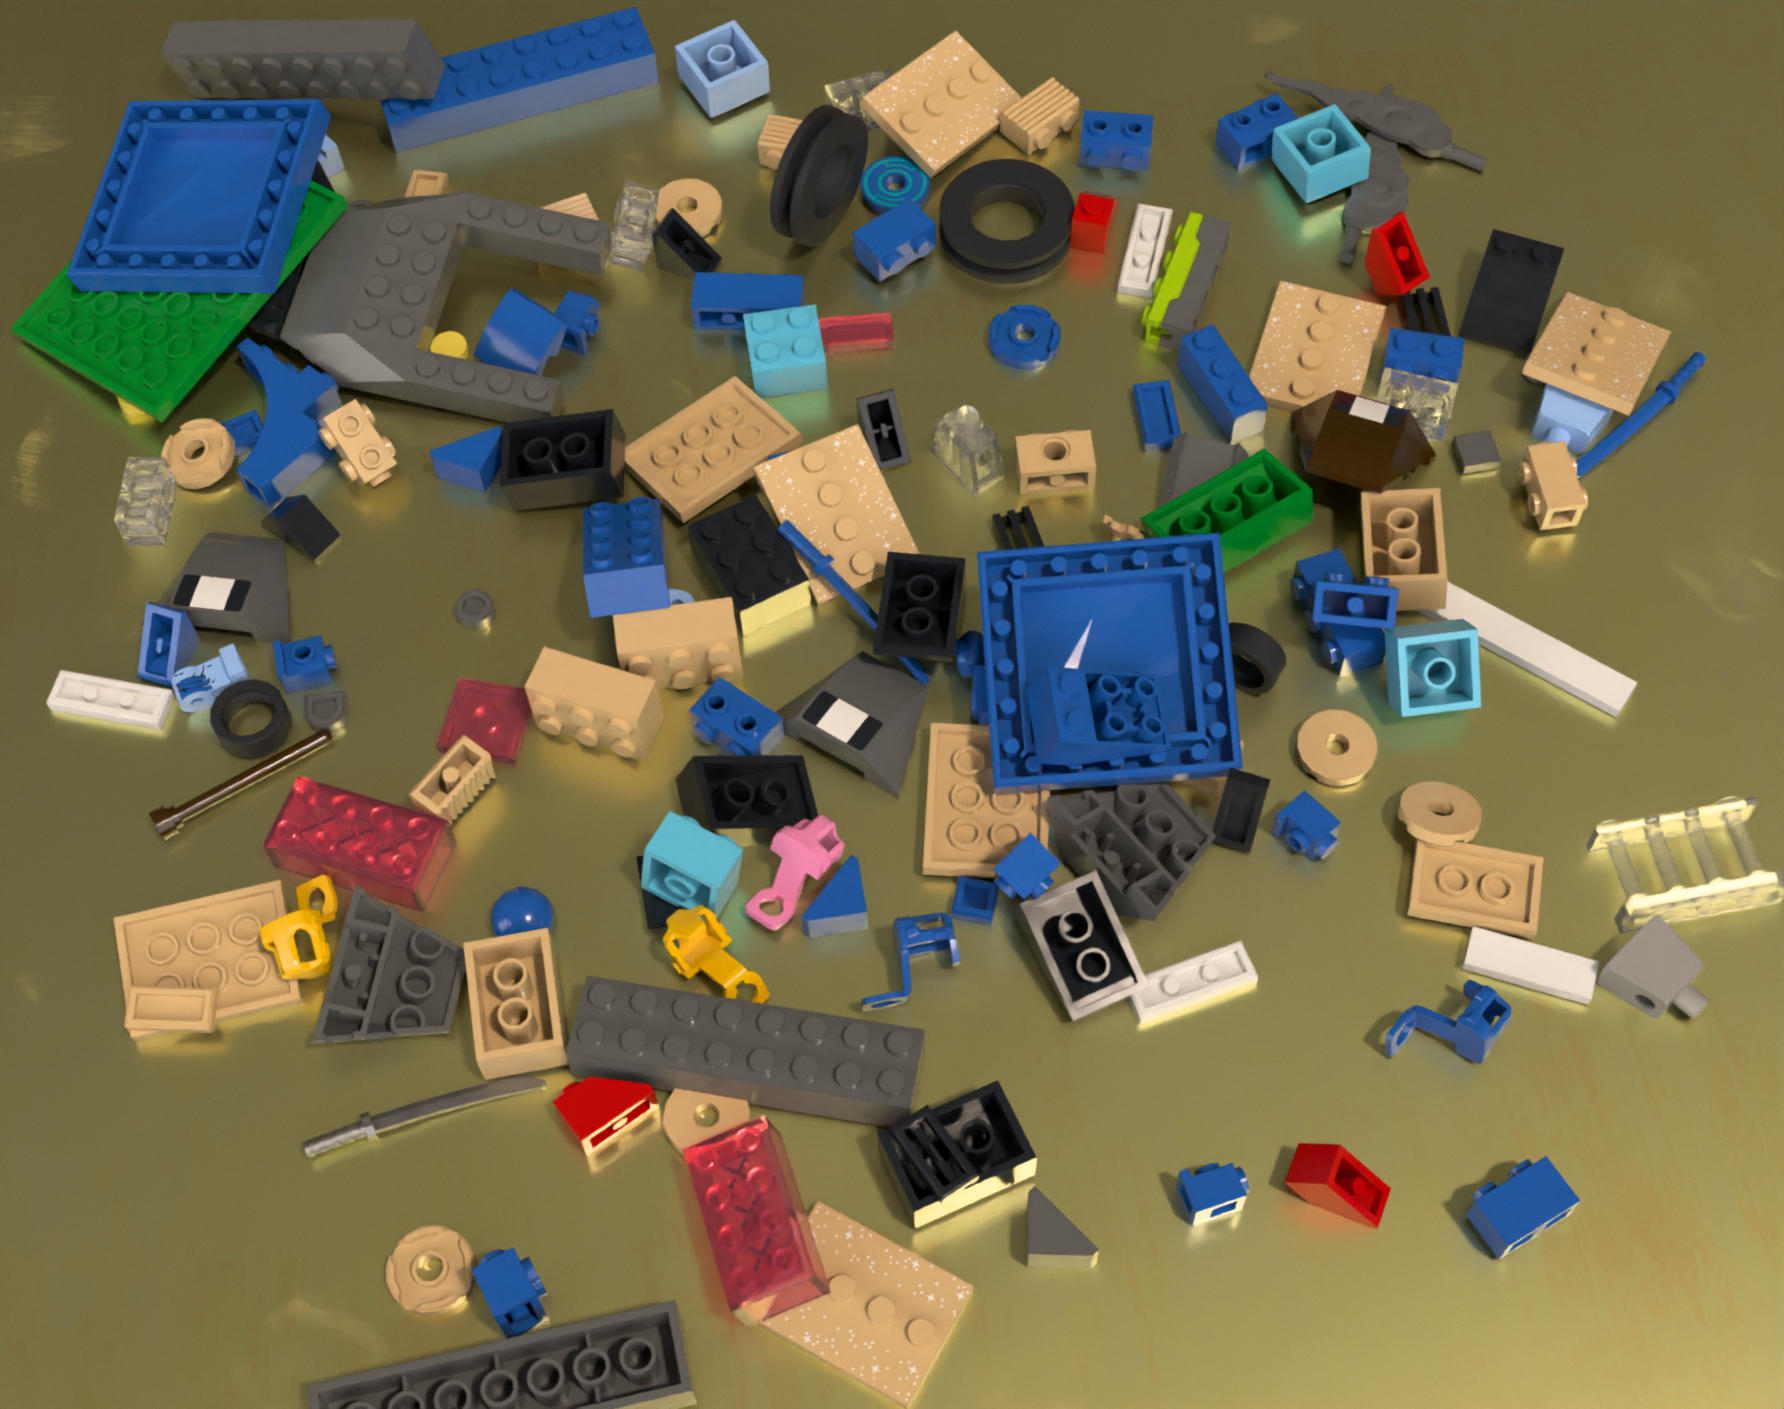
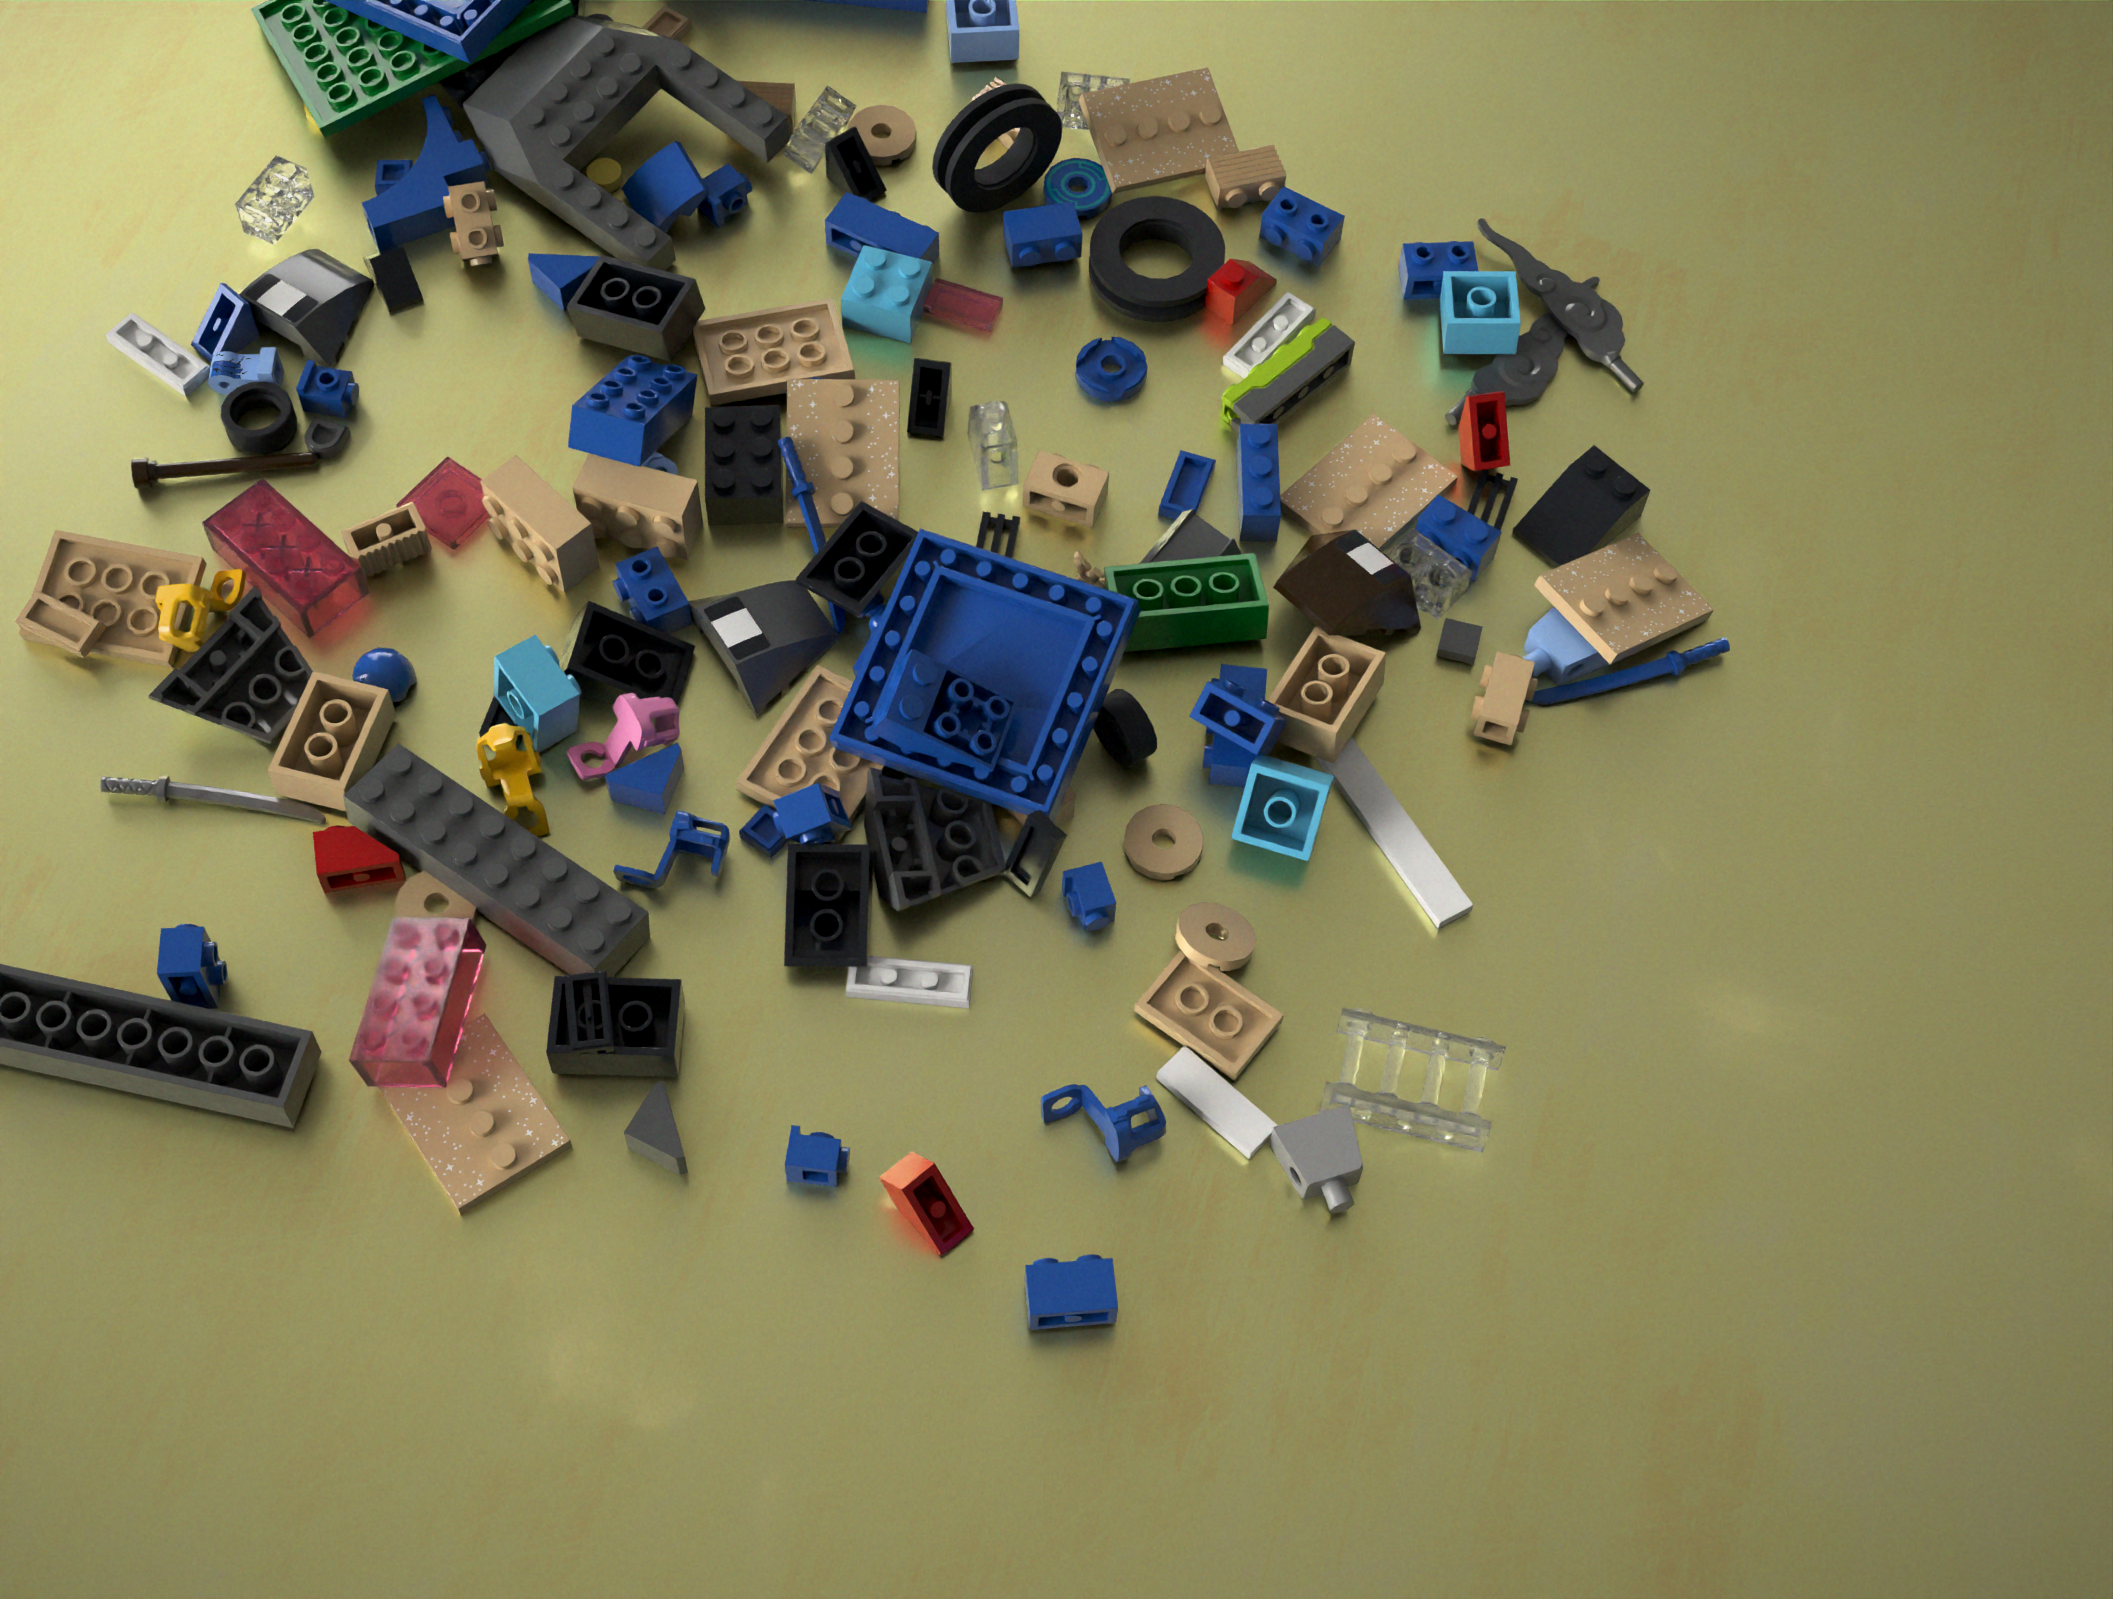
camera: 20 degrees right, 0 degrees up
(213, 462) = (353, 189): tan tile -> none
(444, 1292) = (127, 913): tan tile -> none
(475, 609) = (496, 406): dark grey tile -> none

